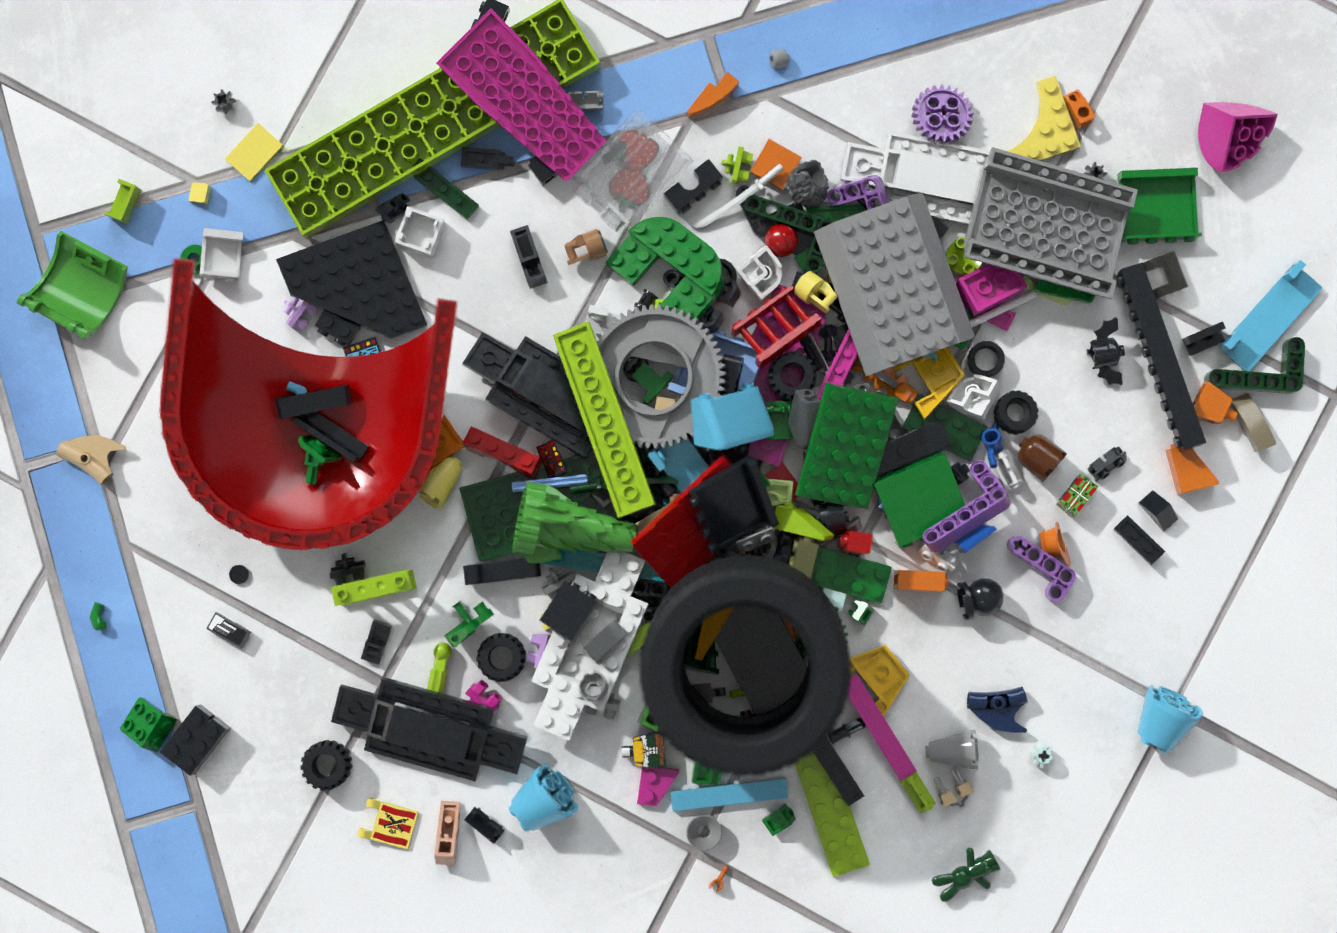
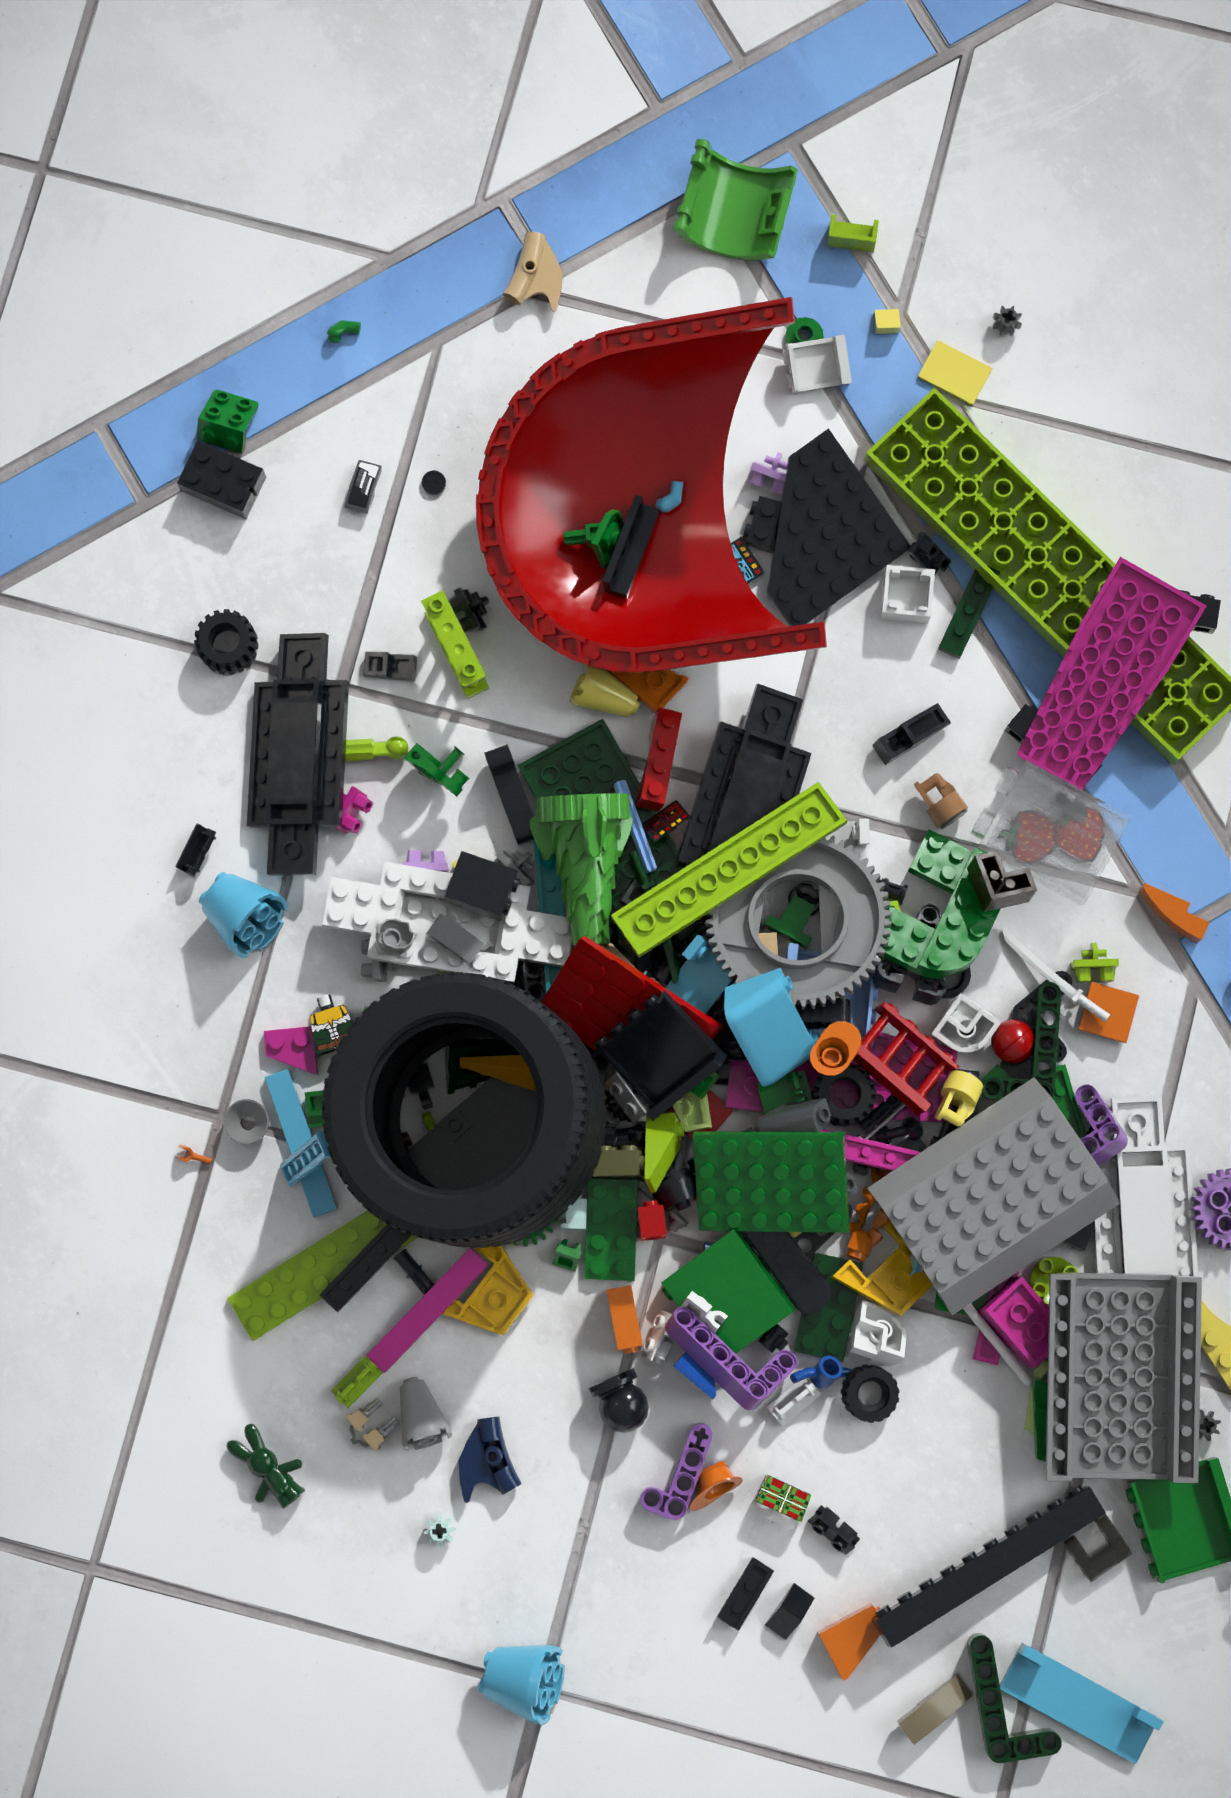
camera: 80 degrees right, 5 degrees down
(312, 401) = (665, 515): black beam -> none
(392, 824) = (171, 740): flag -> none
(447, 833) = (175, 808): nougat slope -> none
(485, 159) = (1019, 651): black hinge -> none
(486, 665) = (396, 802): black tyre -> none
(592, 101) = (1127, 764): light grey hinge -> none
(665, 222) = (995, 886): none -> dark brown brick
(681, 198) = (1066, 931): black arch -> none
(748, 794) = (305, 1159): none -> medium azure tile
(760, 373) = (835, 1048): none -> orange piece
(779, 819) = (283, 1213): green bracket -> none
(807, 184) = (1093, 1057): dark grey hair -> none
(929, 520) = (702, 1310): none -> white plate
(986, 345) = (947, 1342): black tyre -> none
(1040, 456) = (821, 1437): reddish brown cylinder -> none
(1107, 352) = (977, 1494): black helmet -> none
(1204, 339) = (1027, 1620): black bracket -> none
(1213, 405) = (943, 1650): orange torso -> none

